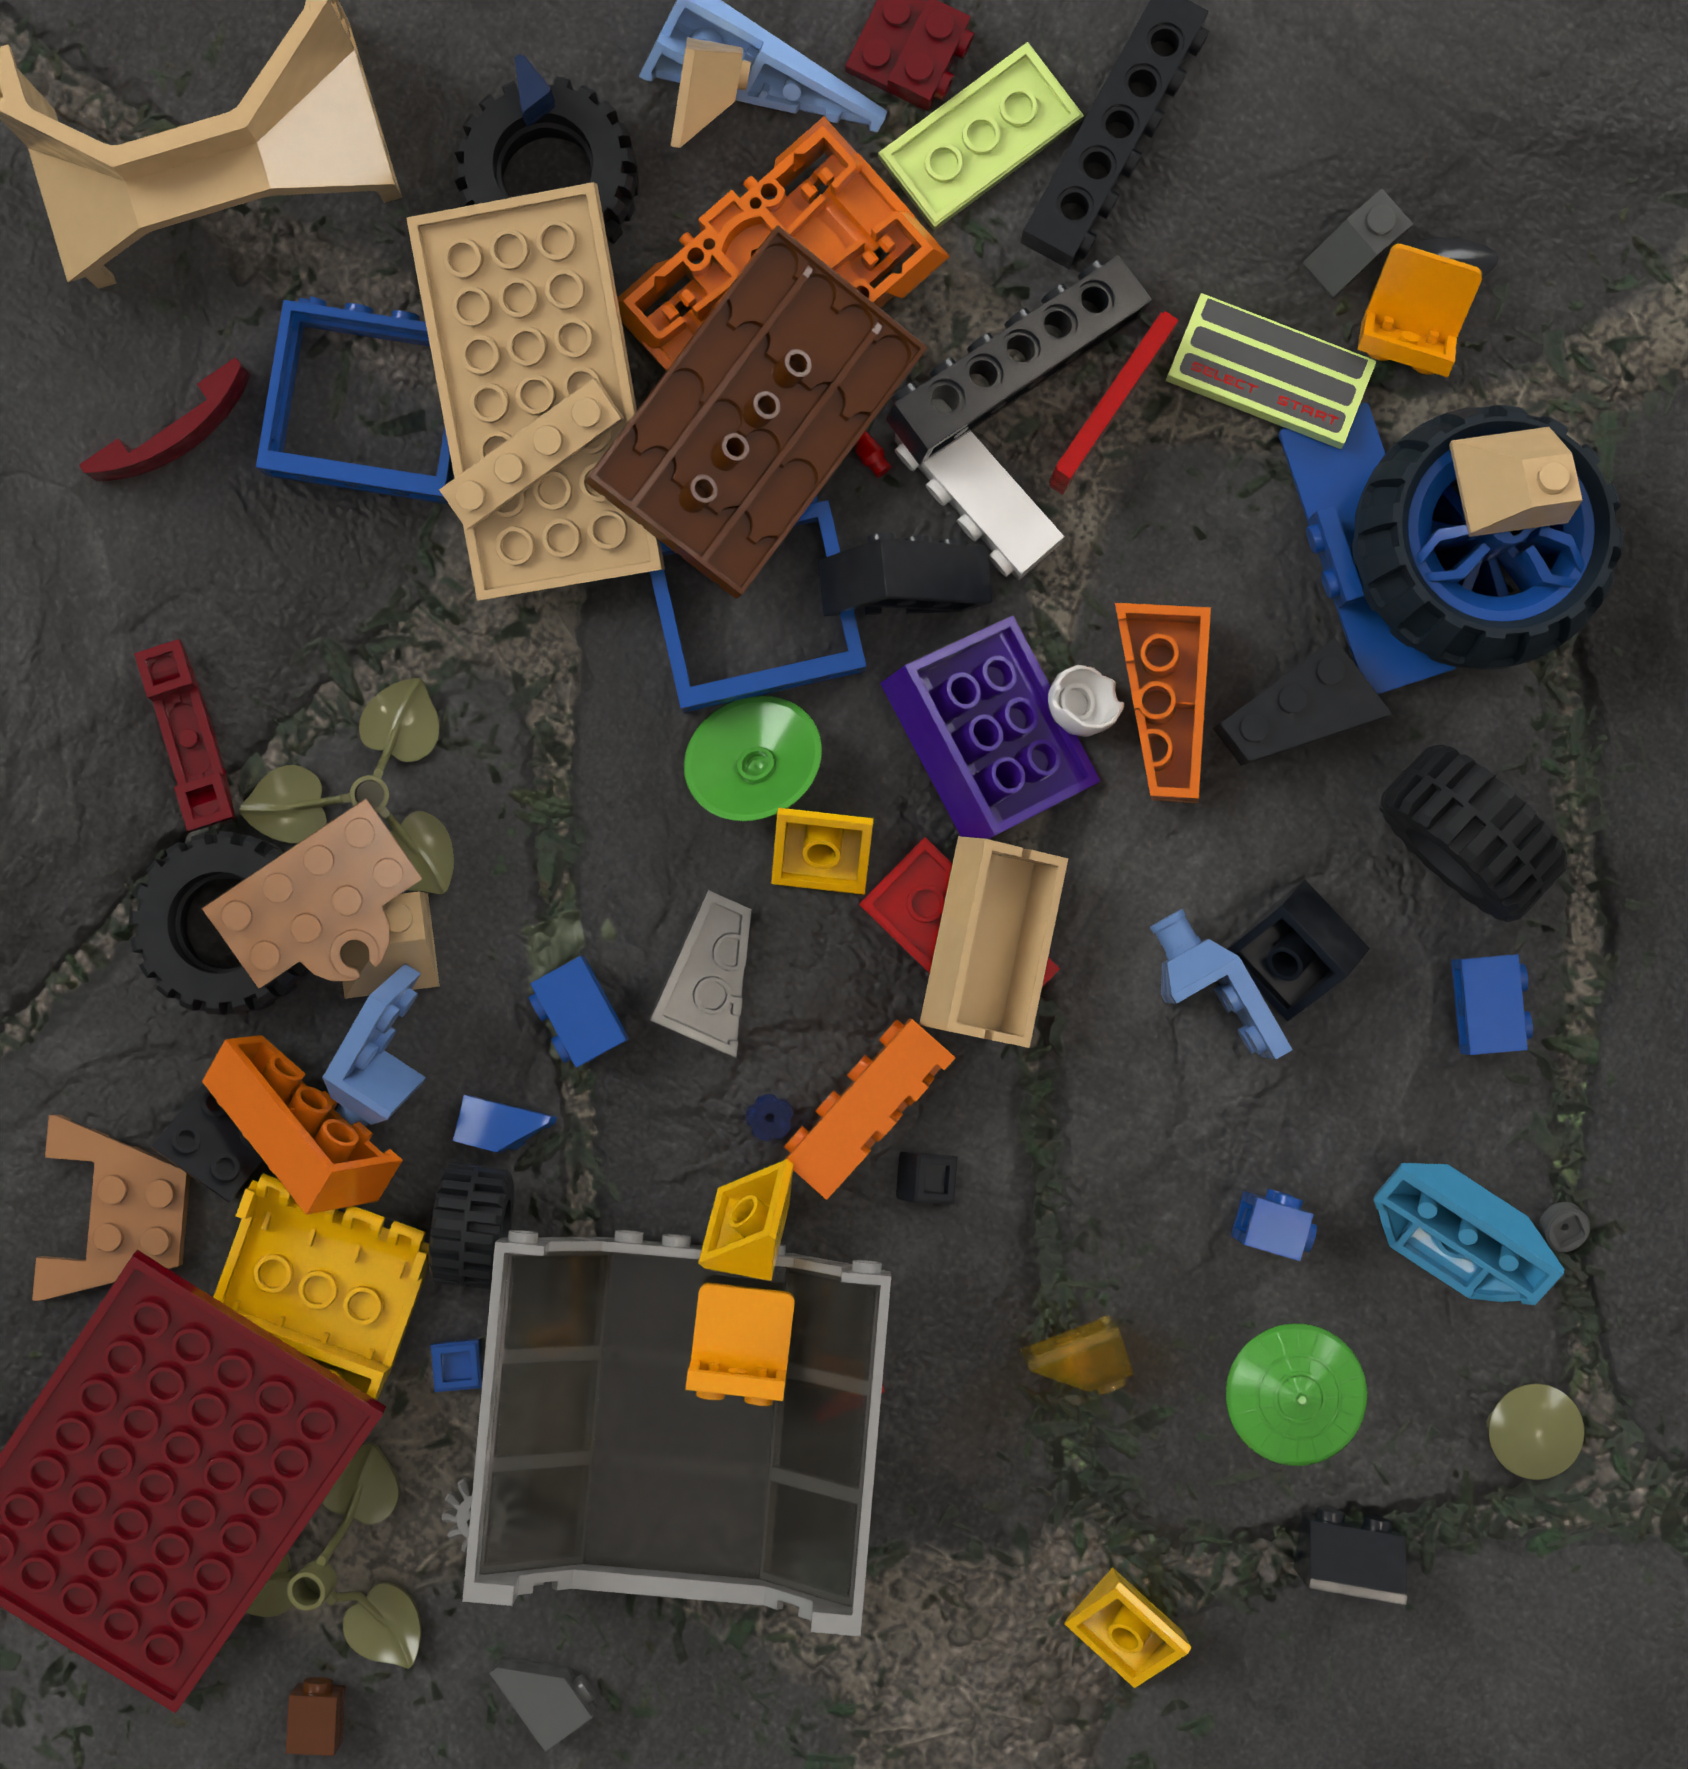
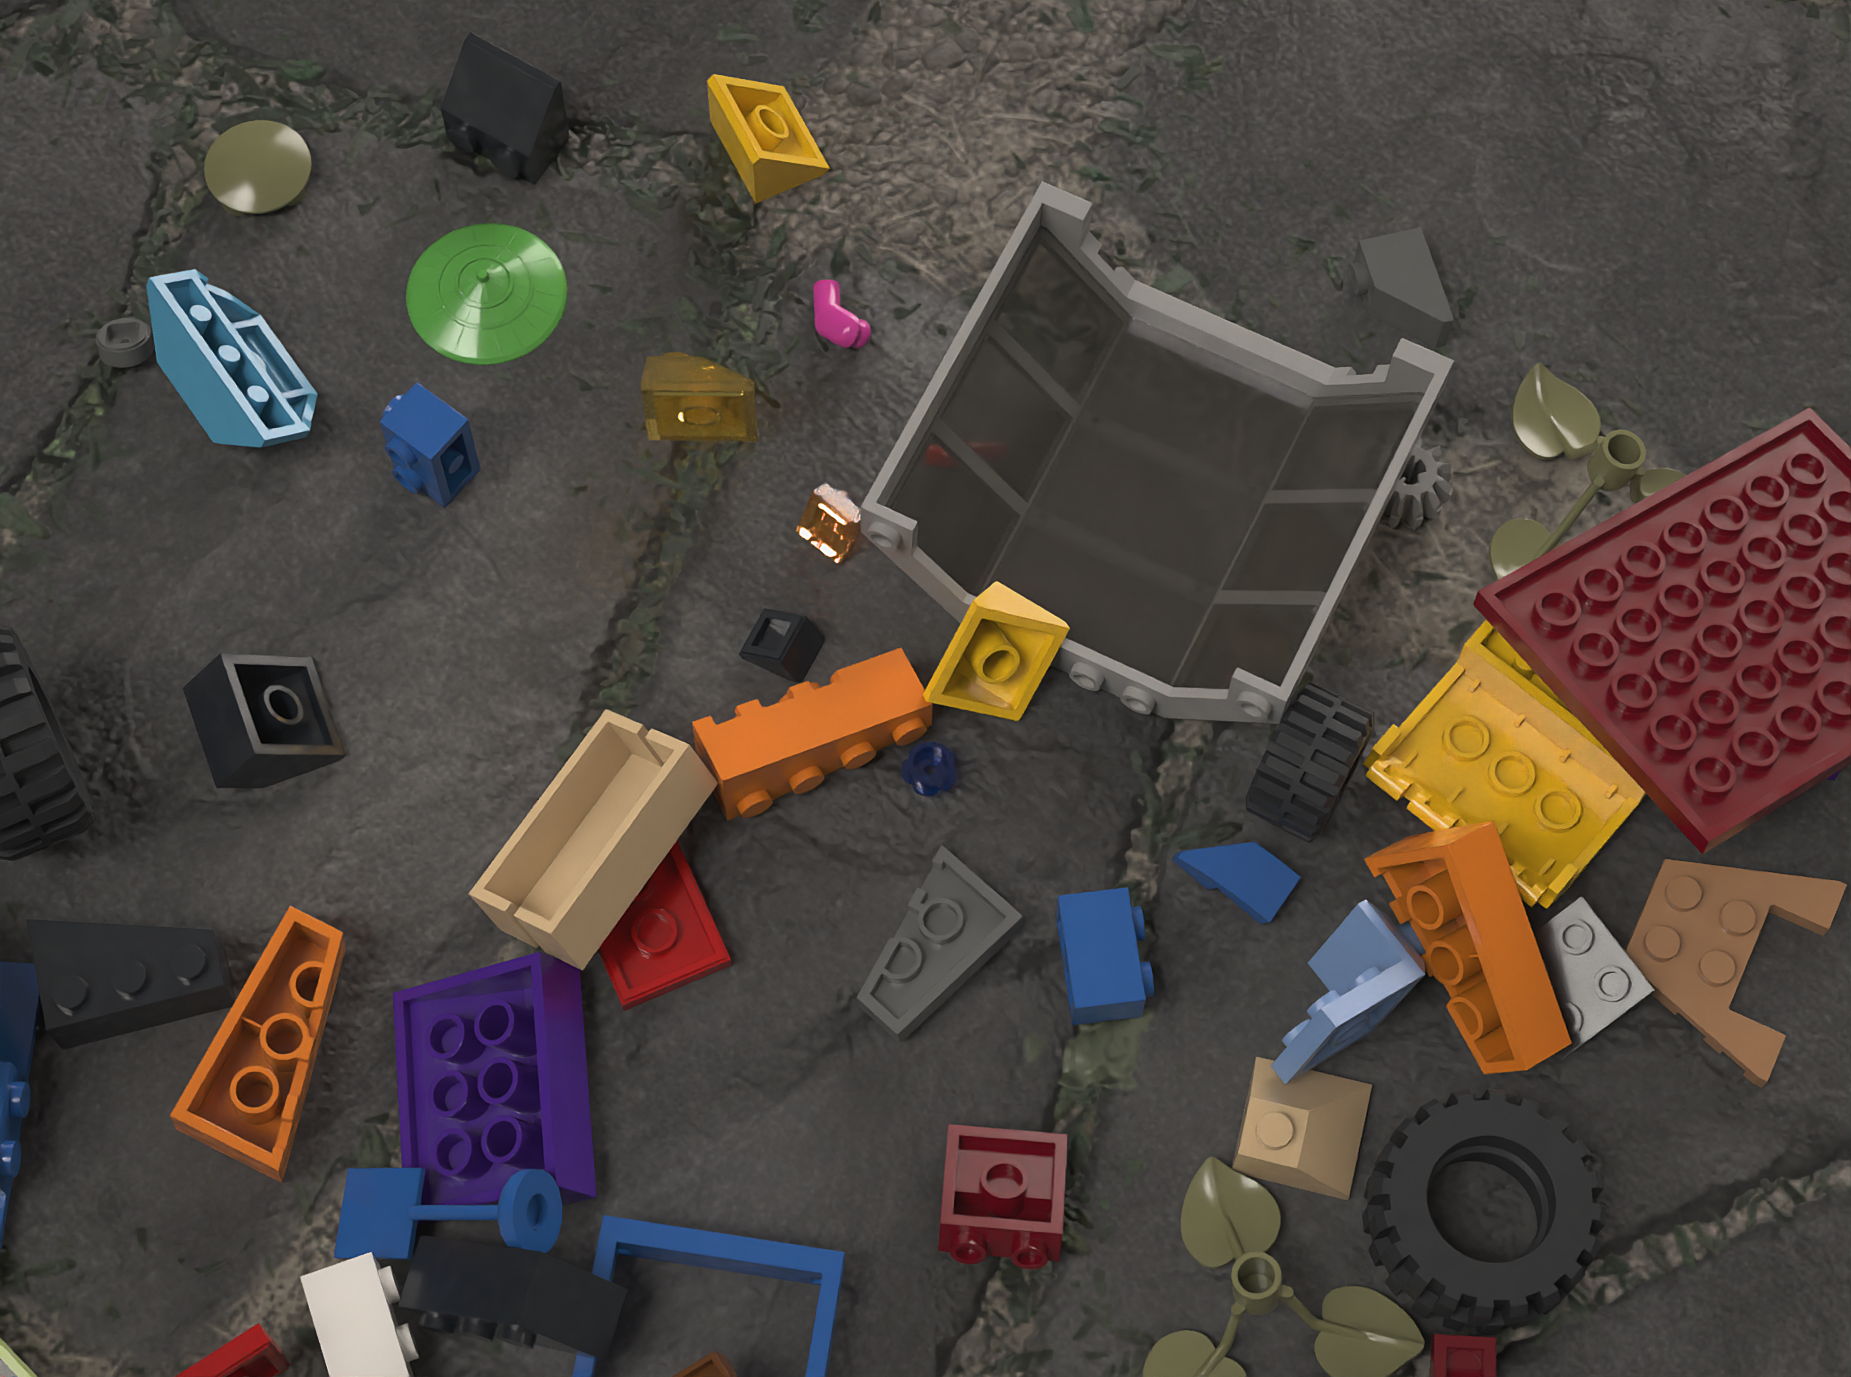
camera: 160 degrees left, 20 degrees down
(315, 1717) = (1657, 351): reddish brown brick -> none
(317, 900) = (1361, 1173): medium nougat plate -> none
(457, 1365) = (1381, 644): blue tile -> none
(584, 802) = (1003, 1195): none -> dark red plate
(741, 1343) = (1057, 528): light orange bracket -> none
(752, 758) = (783, 1163): bright green hat -> none
(821, 851) = (745, 1036): yellow slope -> none
(927, 1294) = (831, 522): none -> clear orange tile
(999, 1477) = (836, 322): none -> dark pink arm
(1027, 607) = (384, 1209): none -> blue piece
(1084, 701) = (367, 1080): white hair -> none
(1198, 963) = (377, 729): medium blue plate -> none
(1491, 1004) = (83, 582): blue brick -> none

